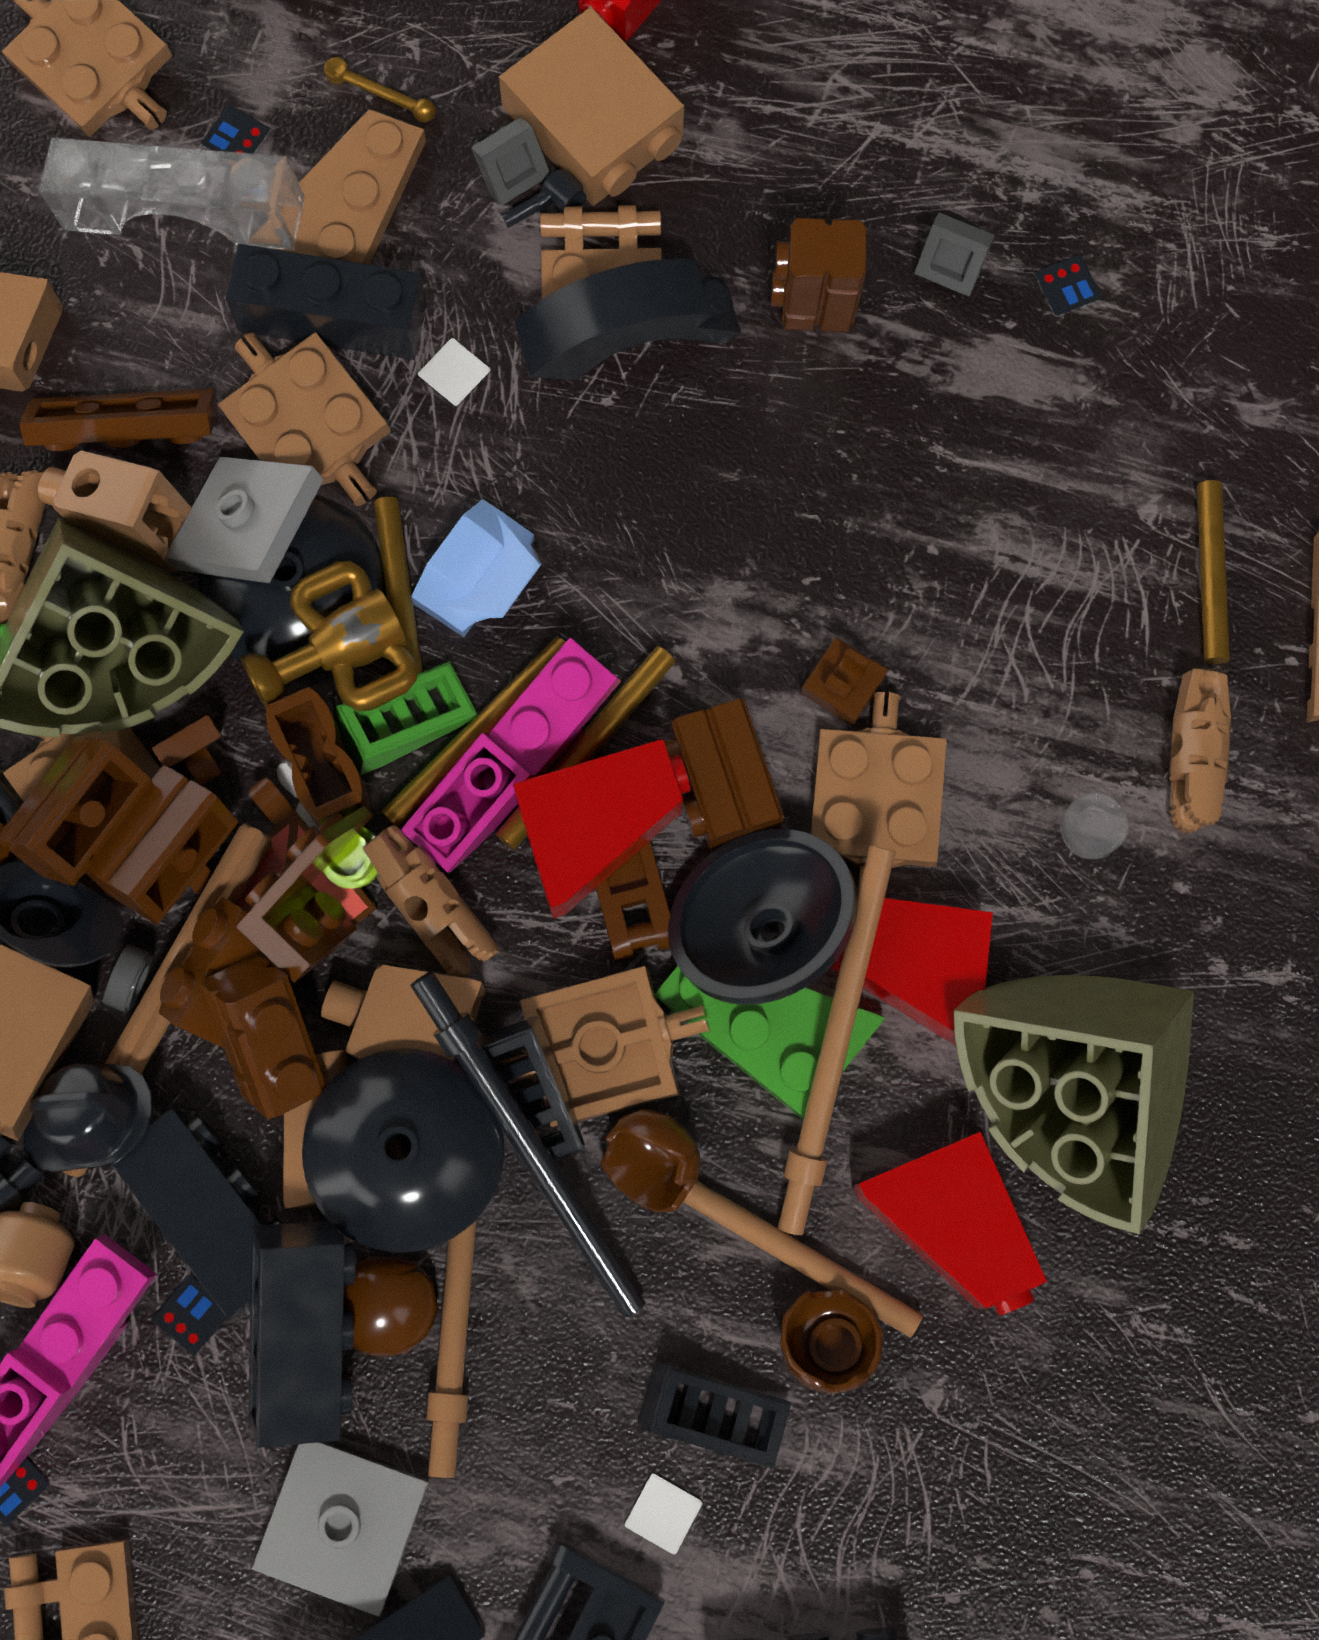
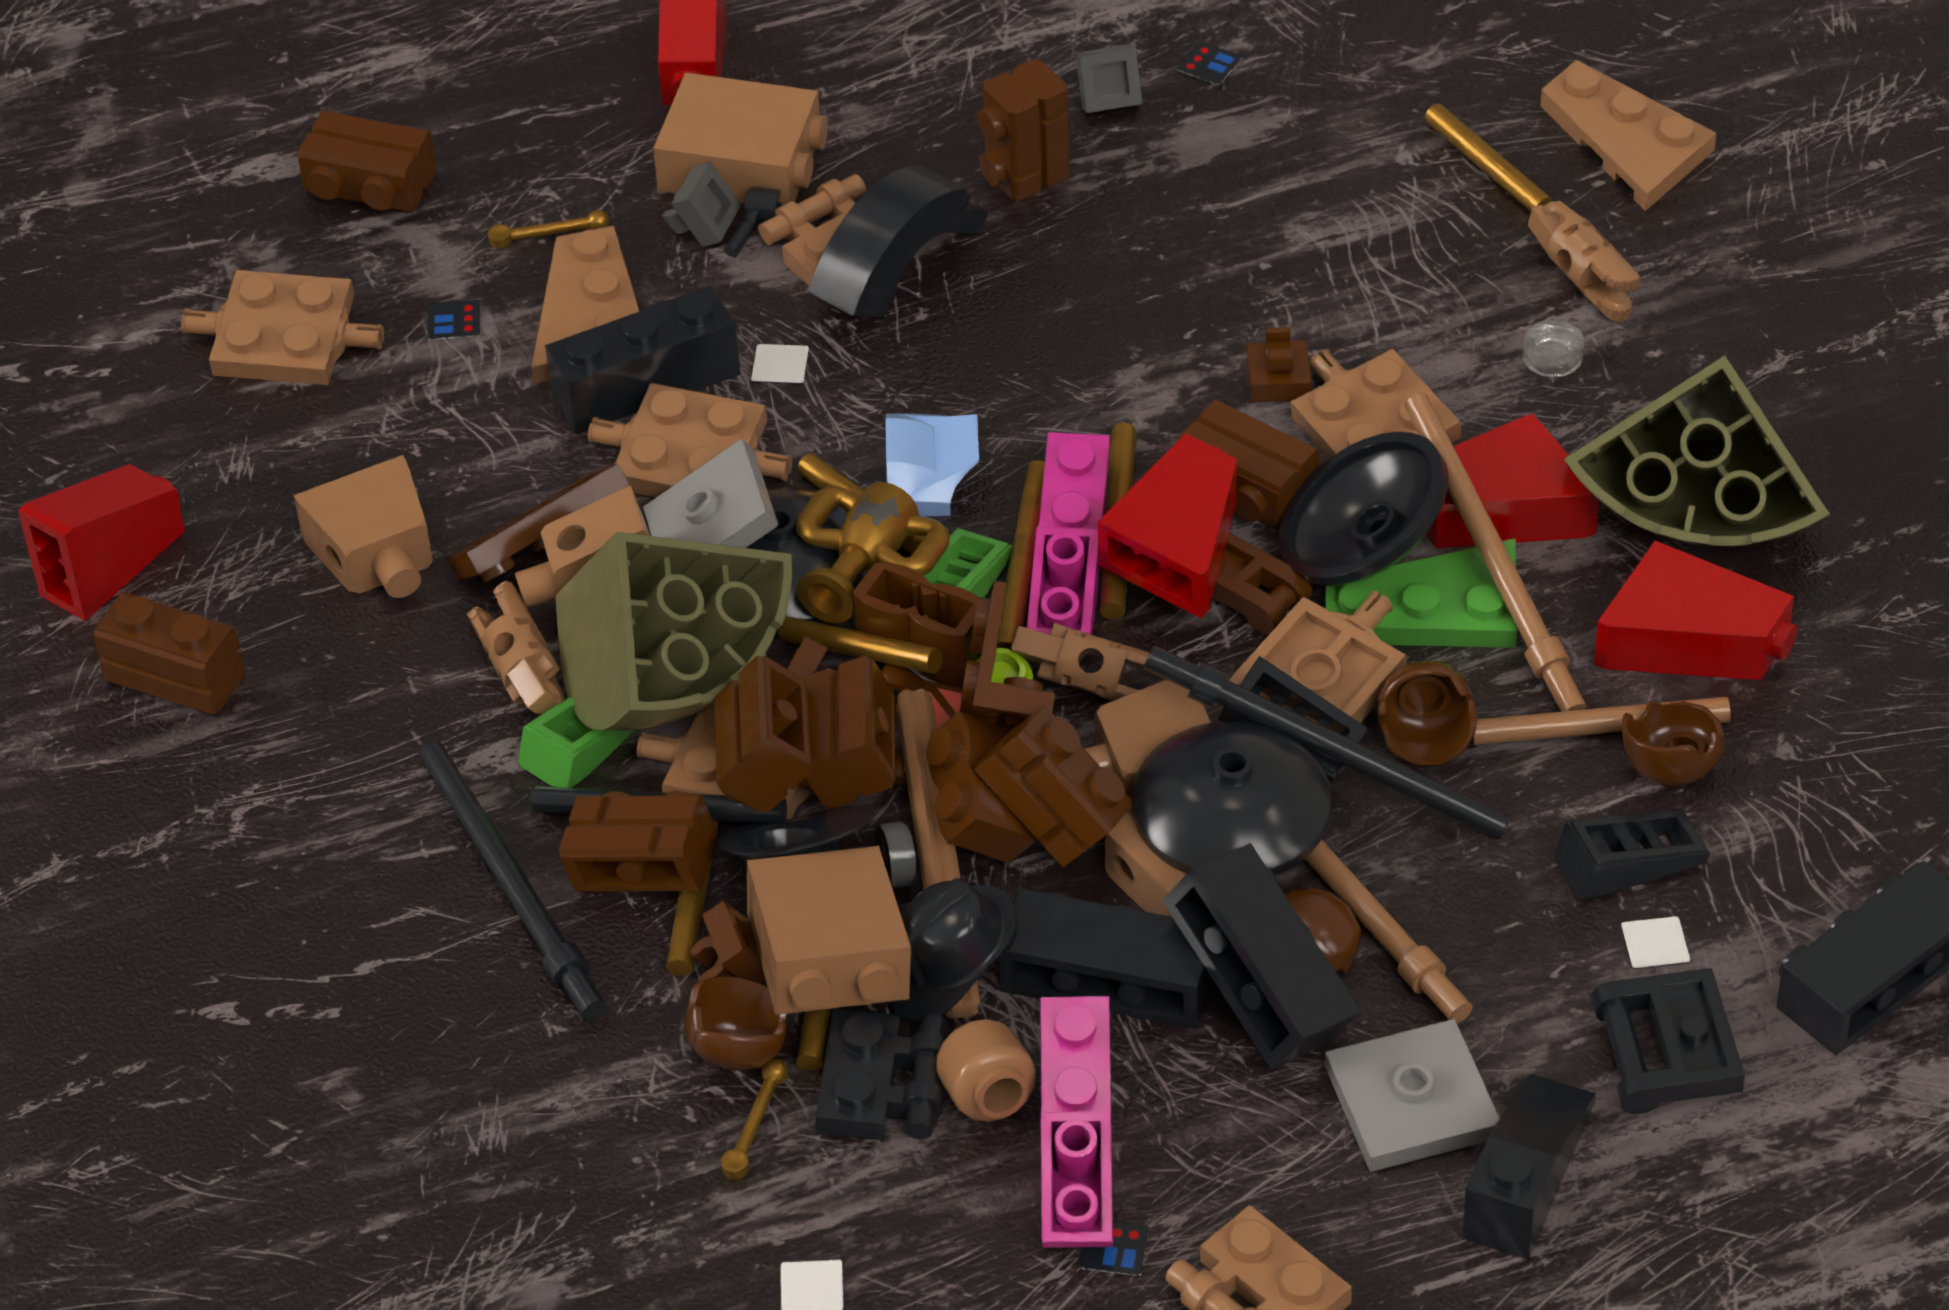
camera: 30 degrees left, 30 degrees down
(190, 1316) = (1156, 1049): black sticker -> none
(235, 193) = (389, 379): clear arch -> none
(264, 750) = (859, 644): none -> pearl gold bar

